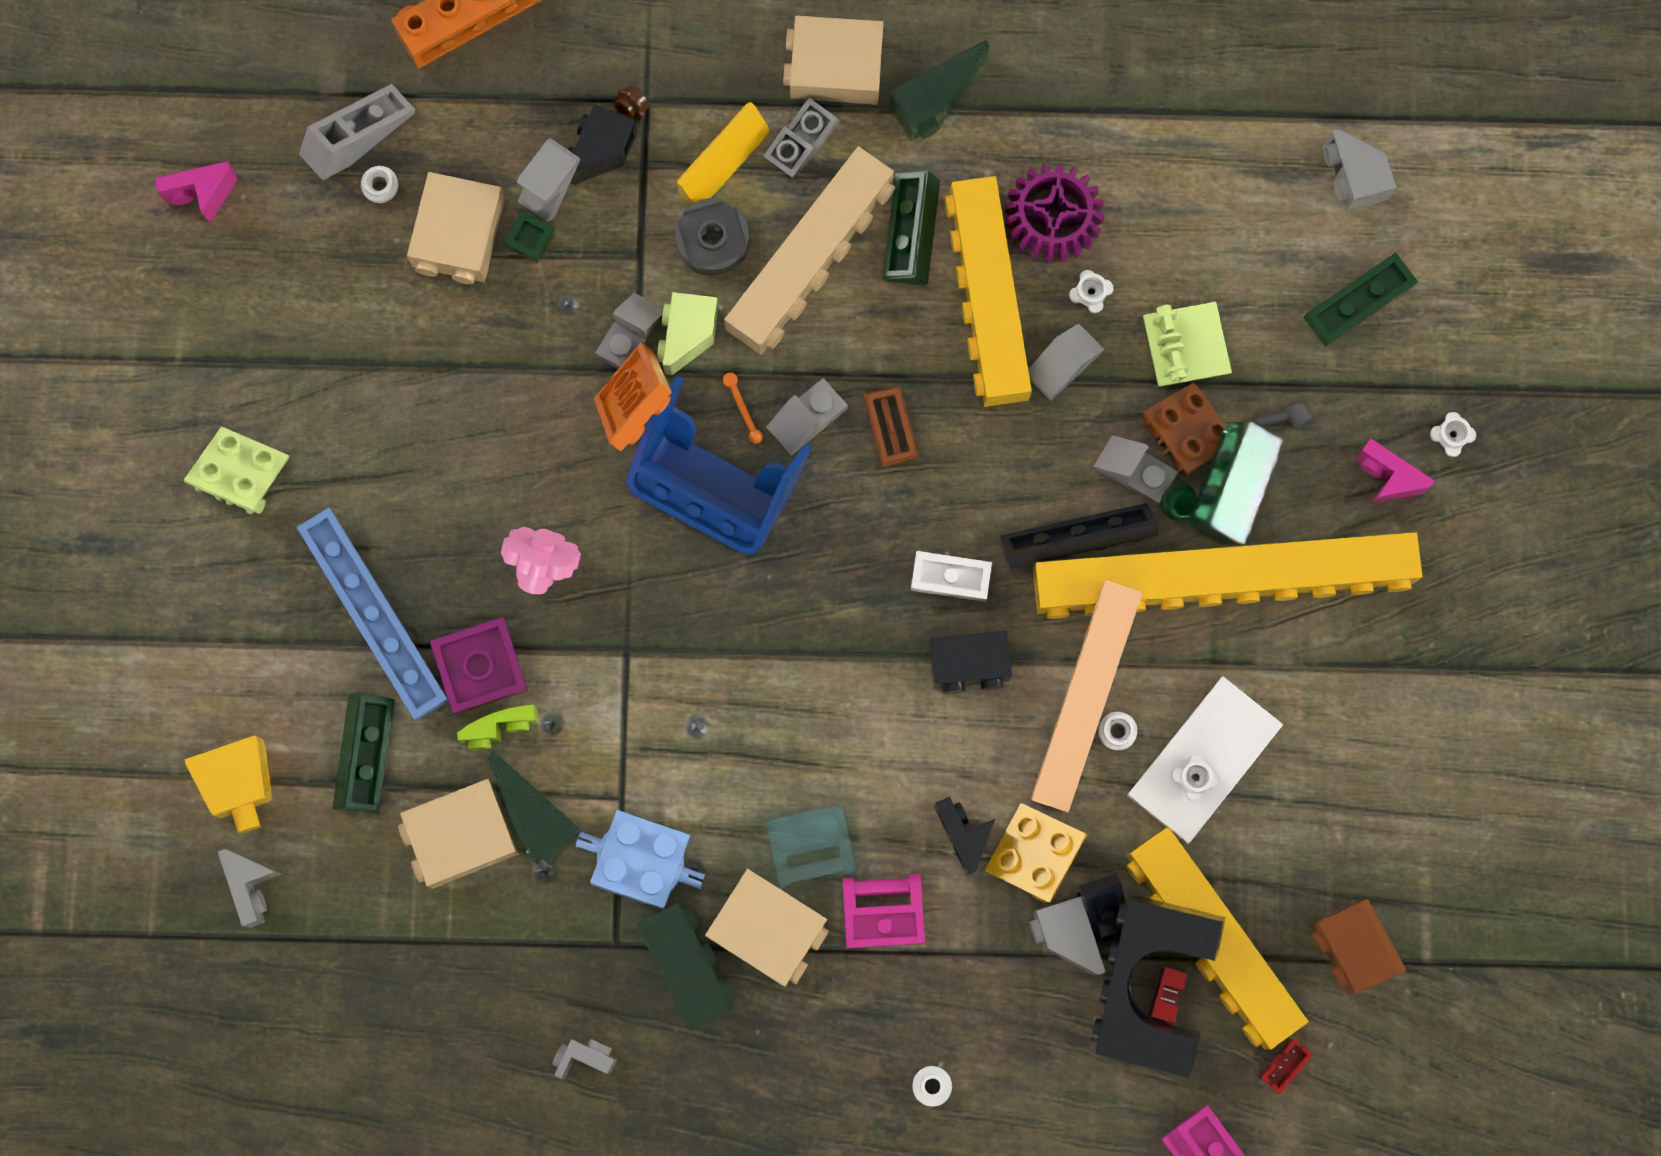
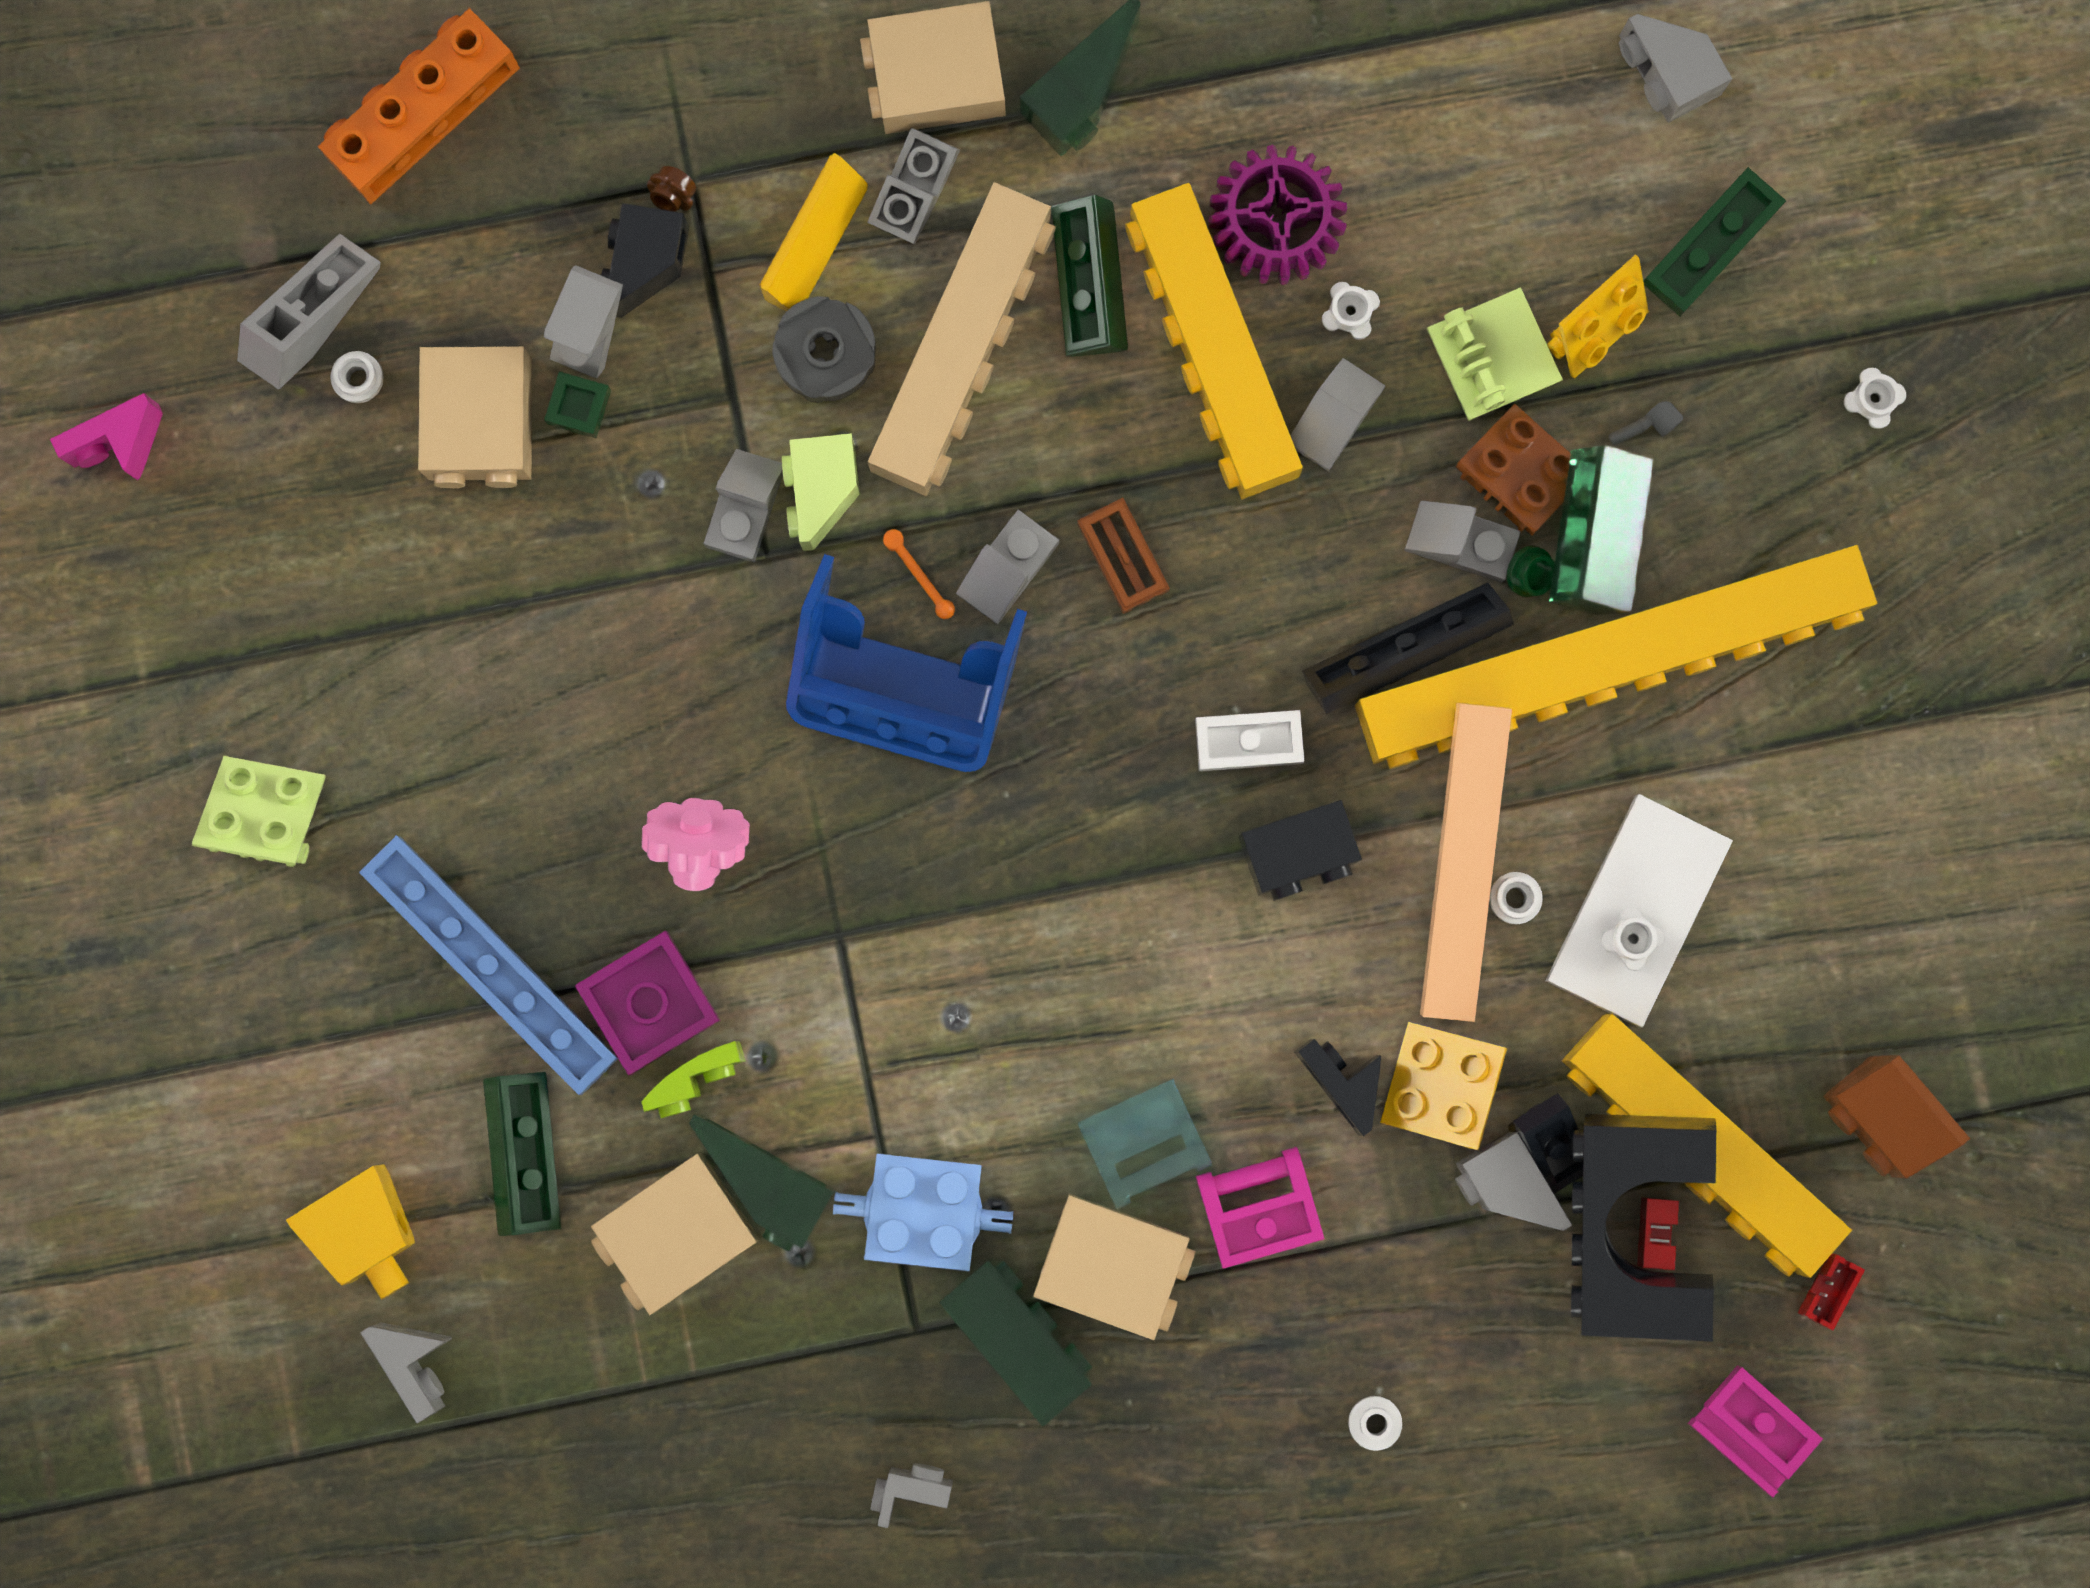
camera: 10 degrees left, 5 degrees up
(632, 397) = (771, 600): orange plate -> none
(1268, 334) = (1601, 319): none -> yellow hinge
(1400, 477) = (1817, 472): dark pink slope -> none

